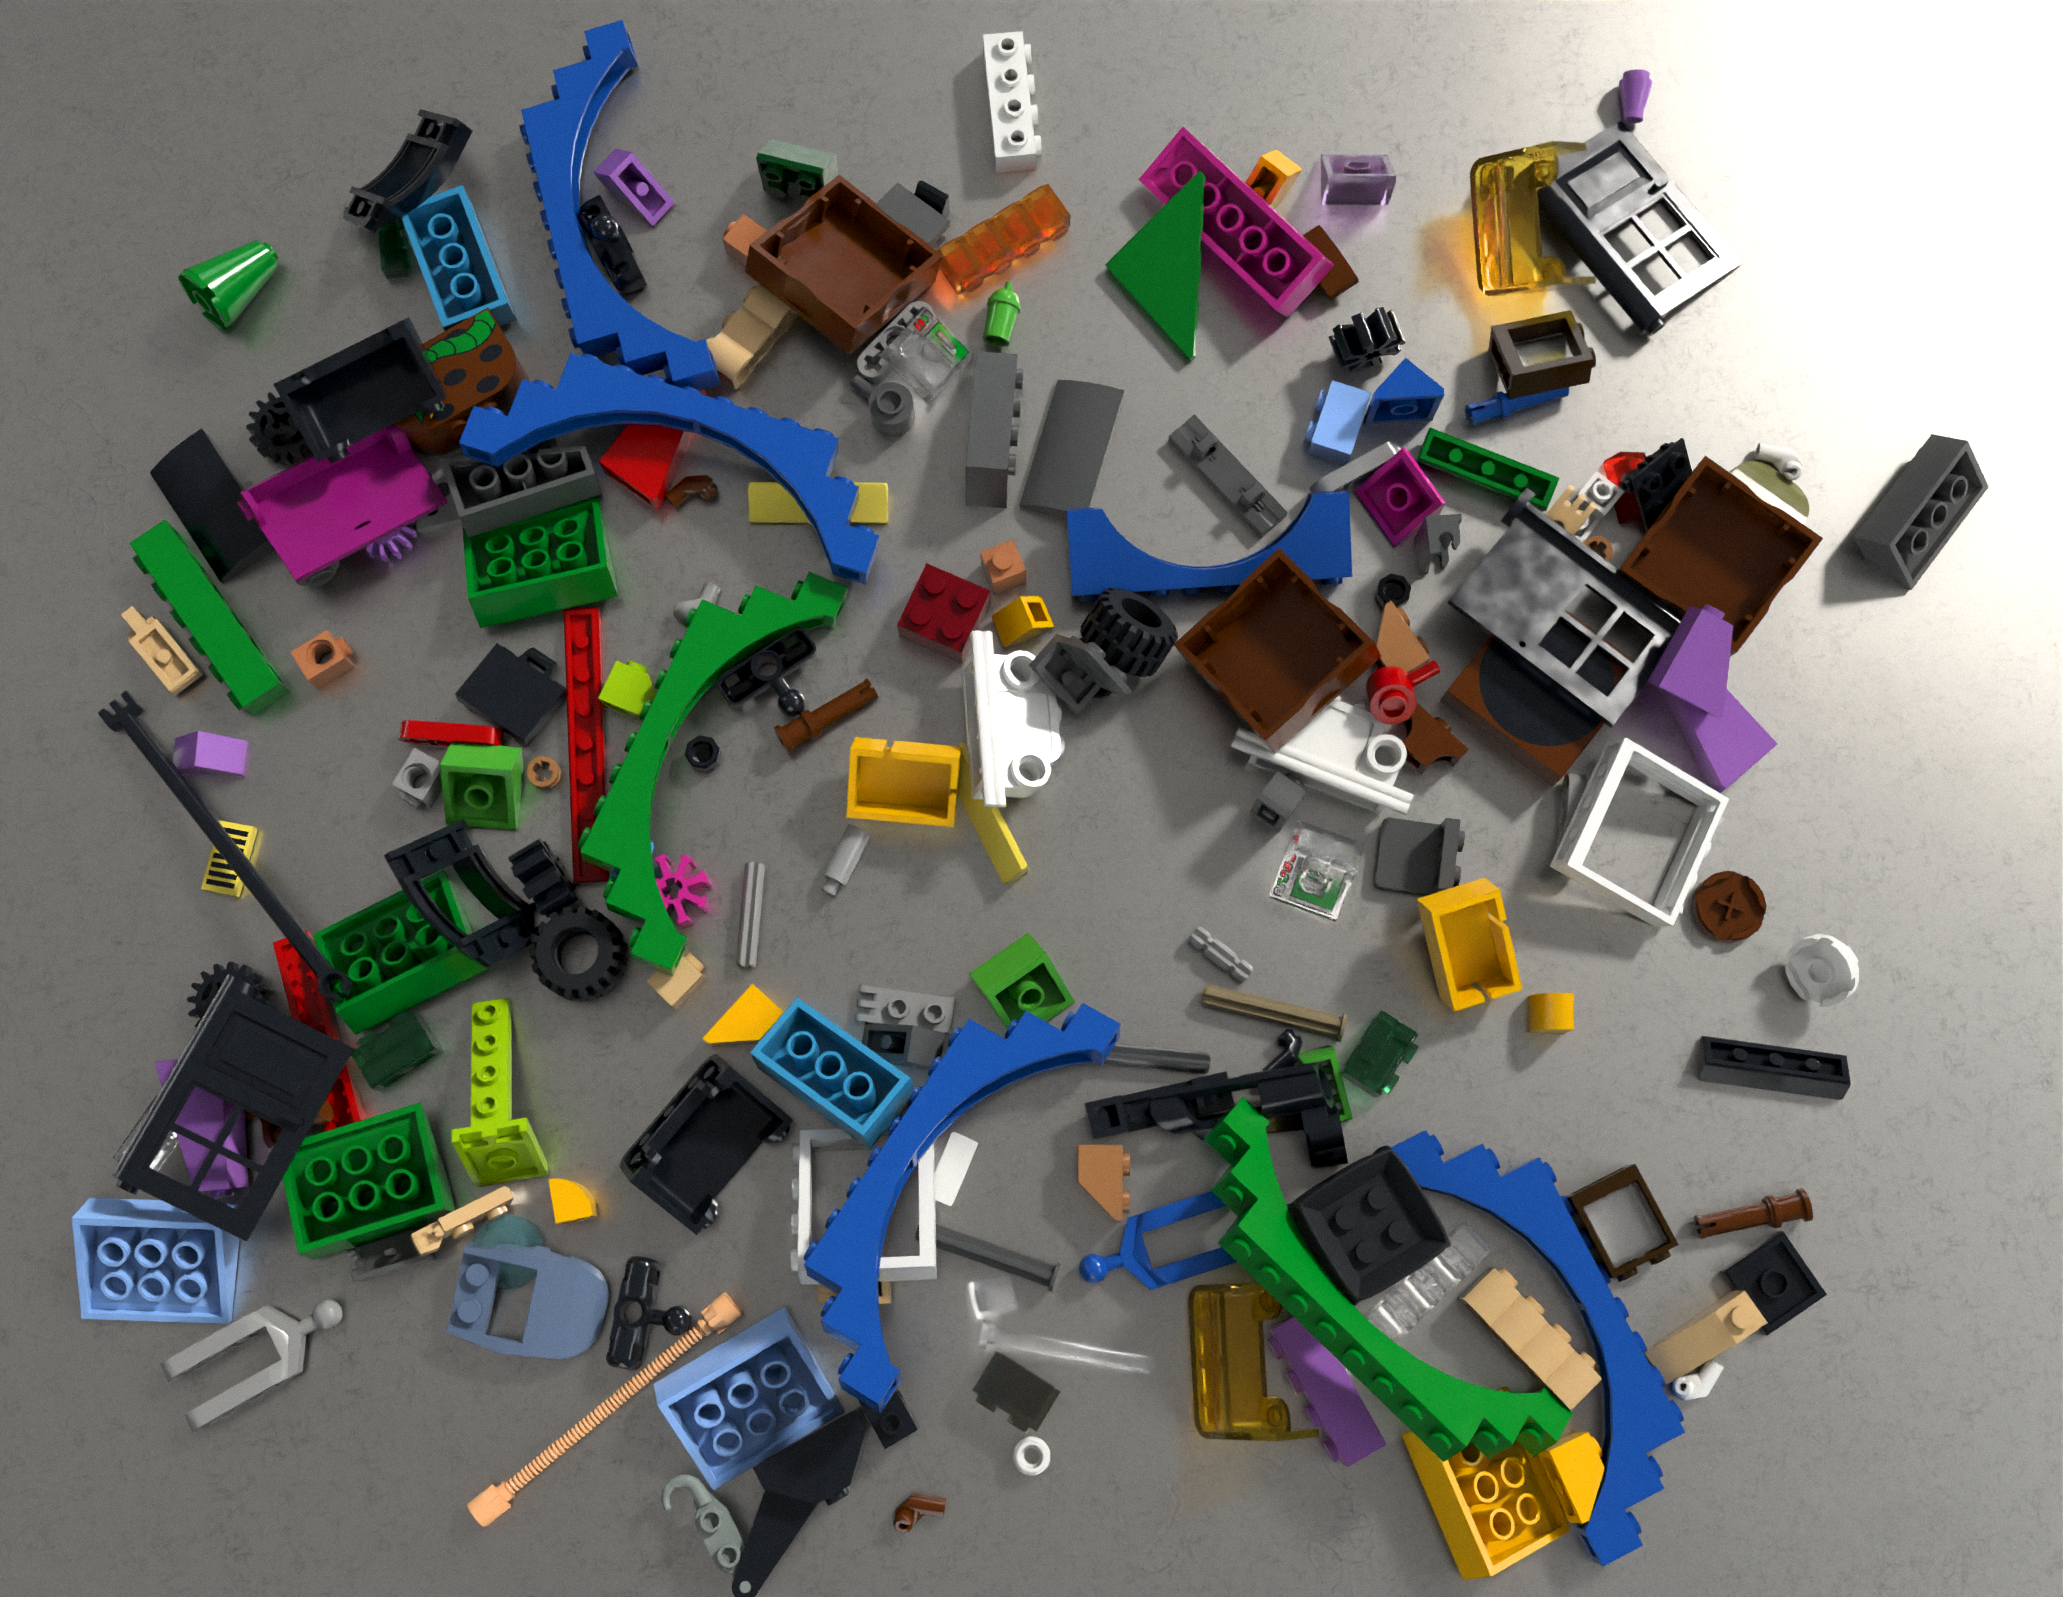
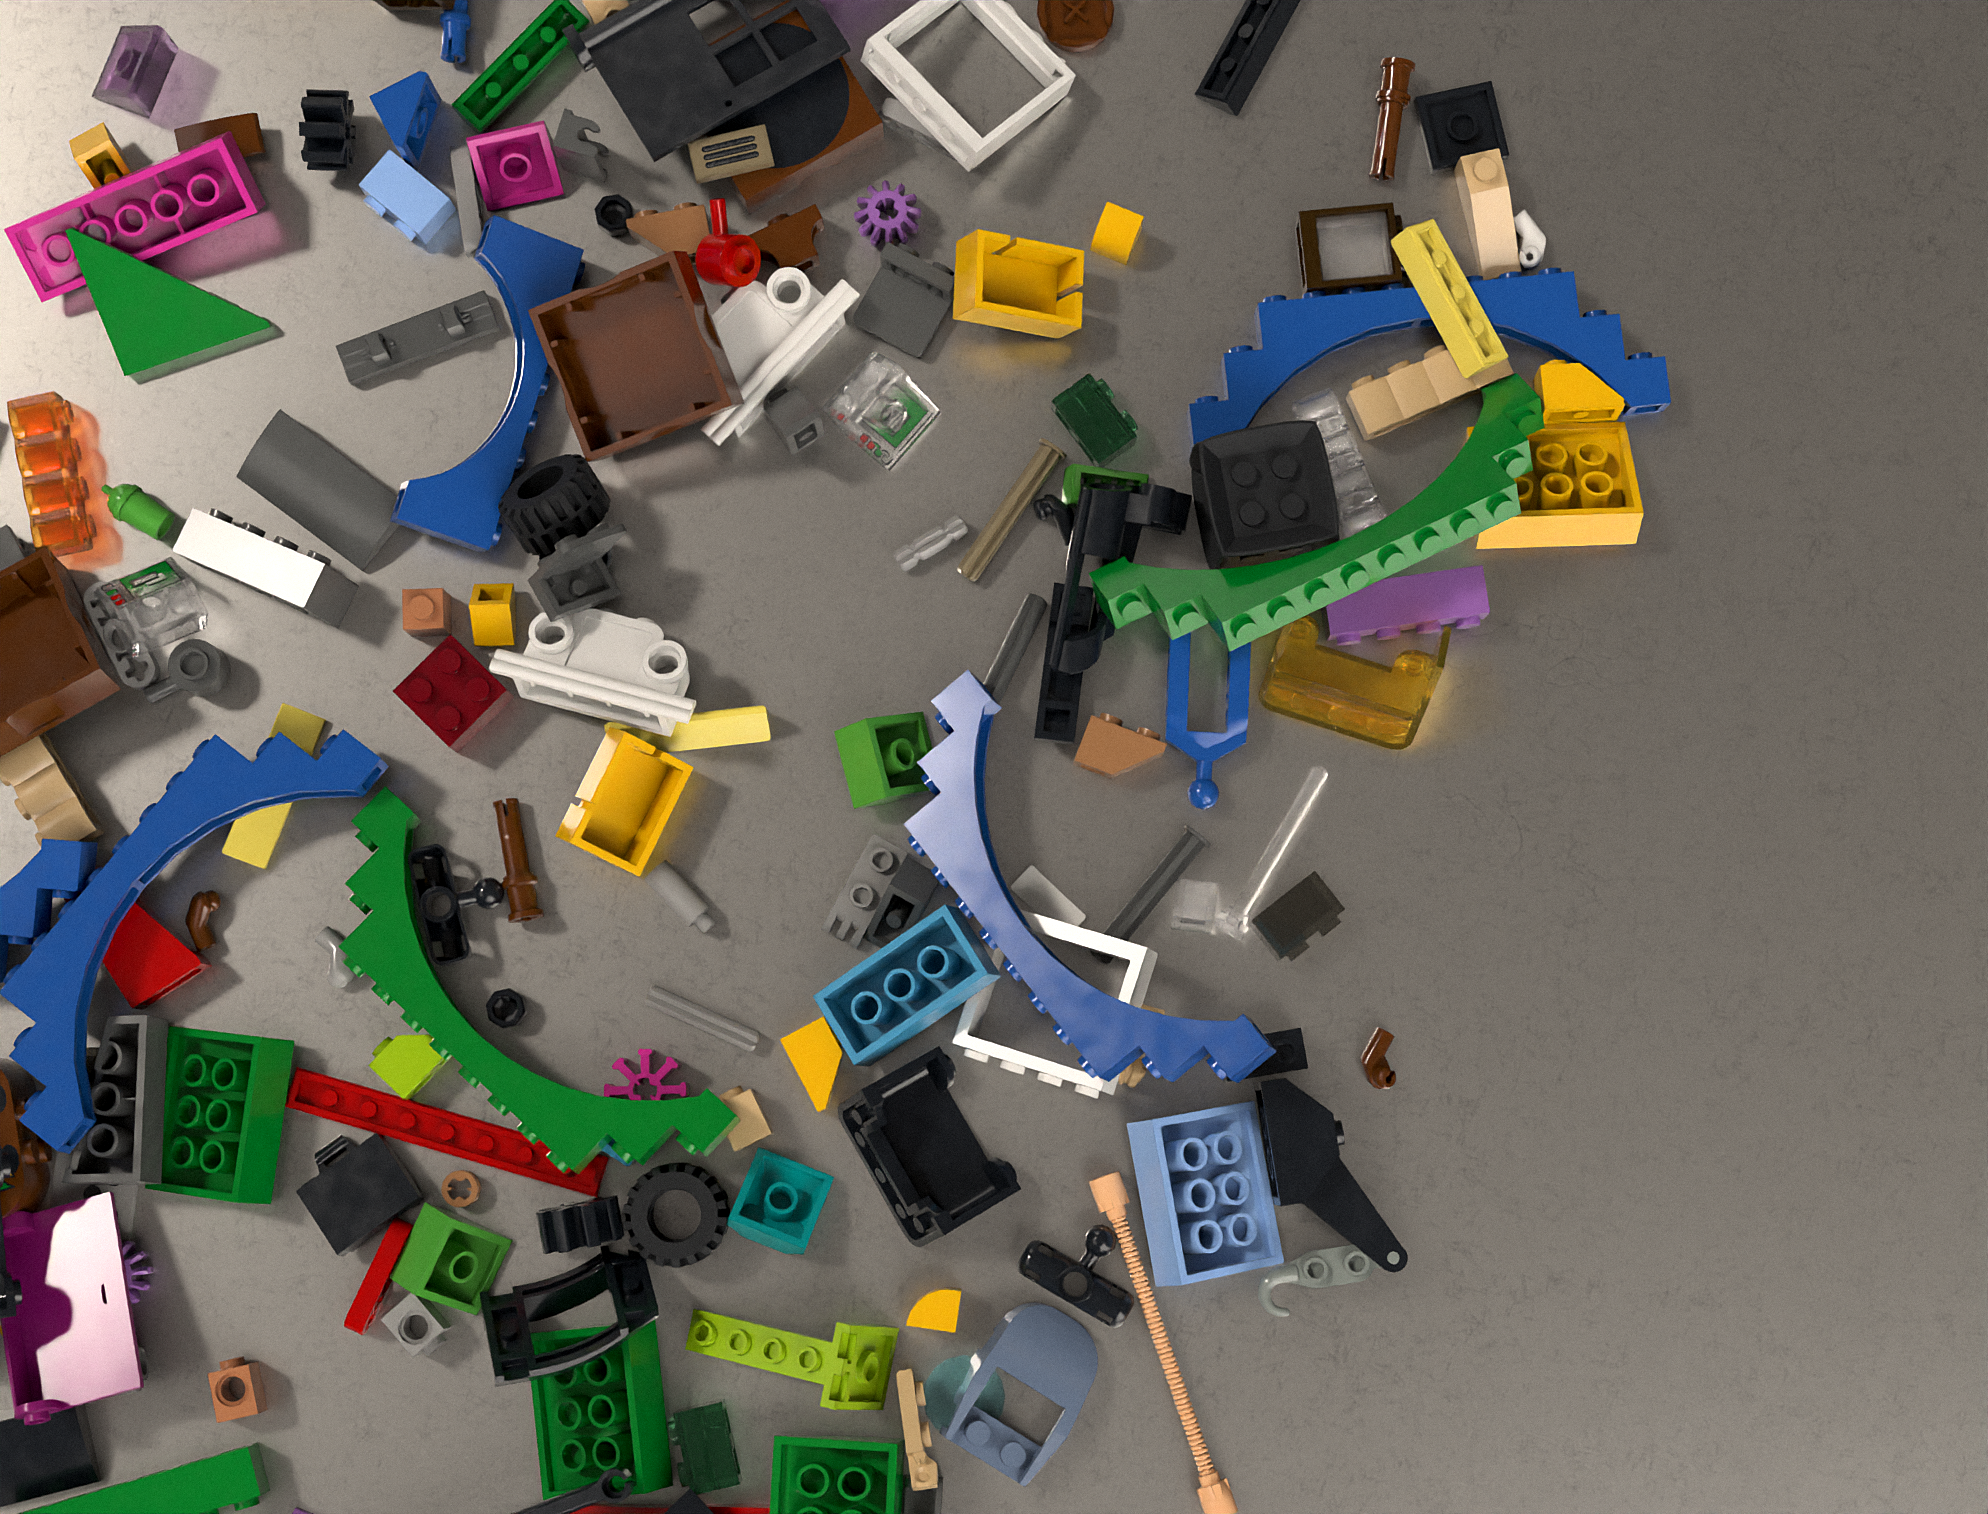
camera: 70 degrees left, 5 degrees up
(618, 1035) = (779, 1202): none -> teal slope
(1020, 1461) = (1378, 925): white plate -> none
(1480, 663) = (730, 154): none -> dark tan tile
(1497, 806) = (886, 200): none -> medium lavender gear
(1613, 1326) = (1448, 298): none -> light yellow slope

